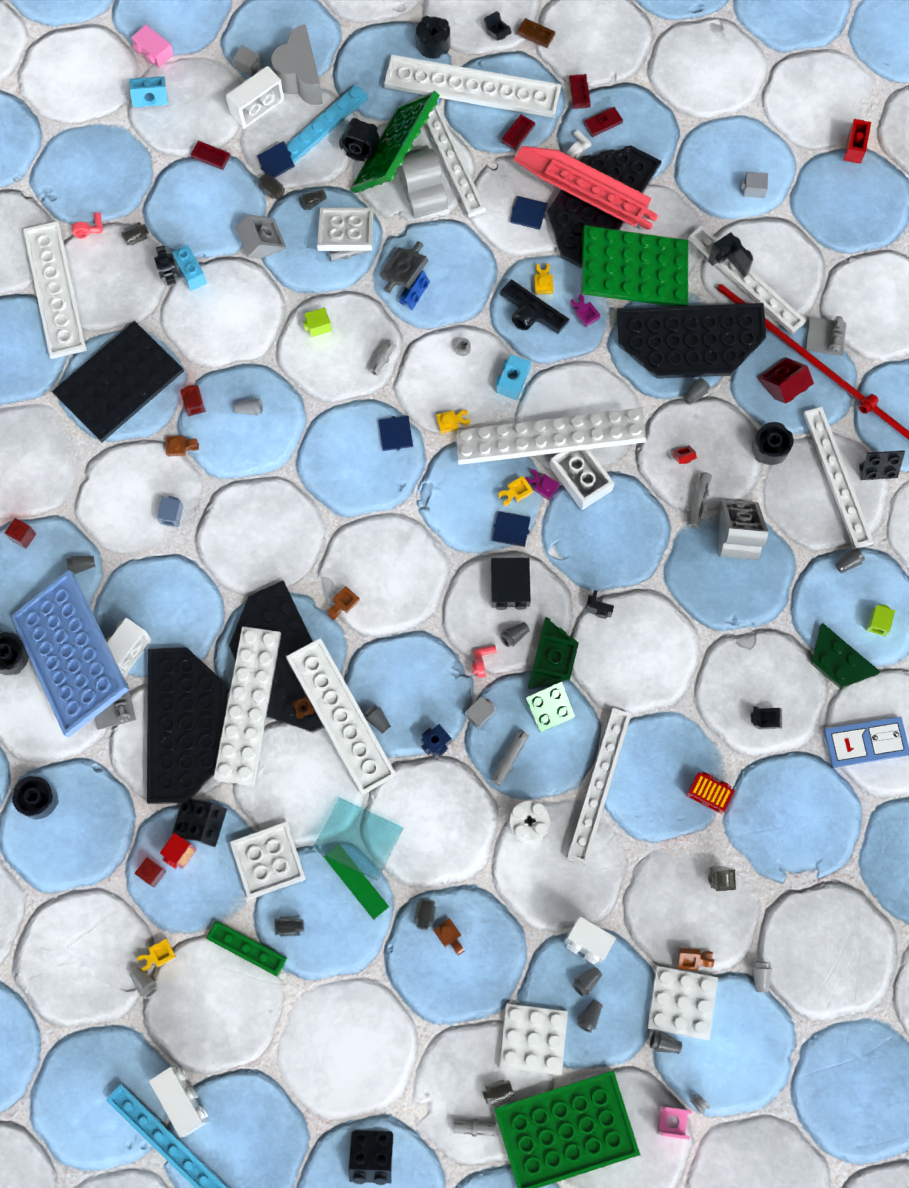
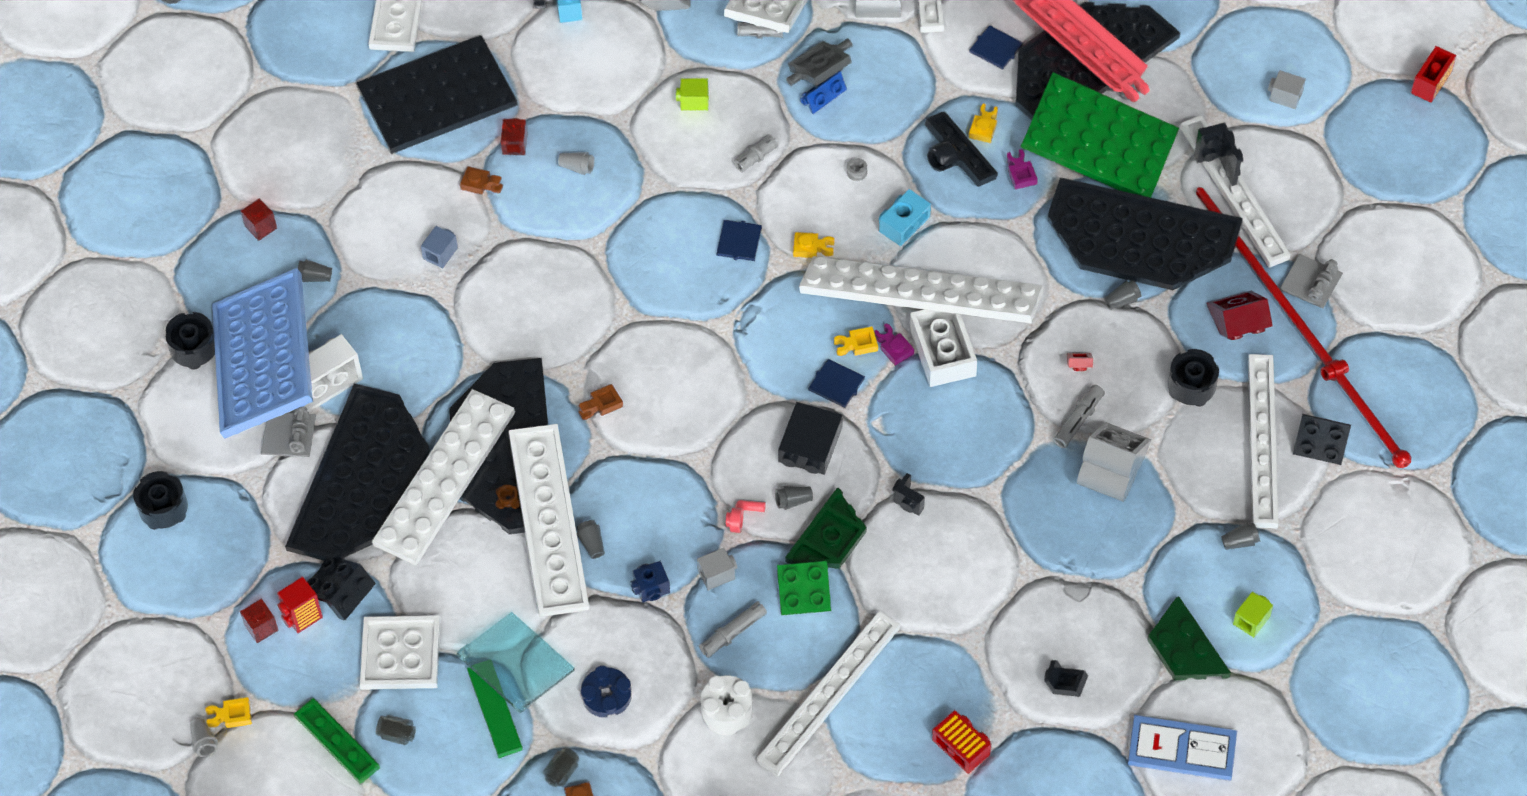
camera: 20 degrees right, 15 degrees down
(440, 849) = (610, 704): none -> dark blue plate

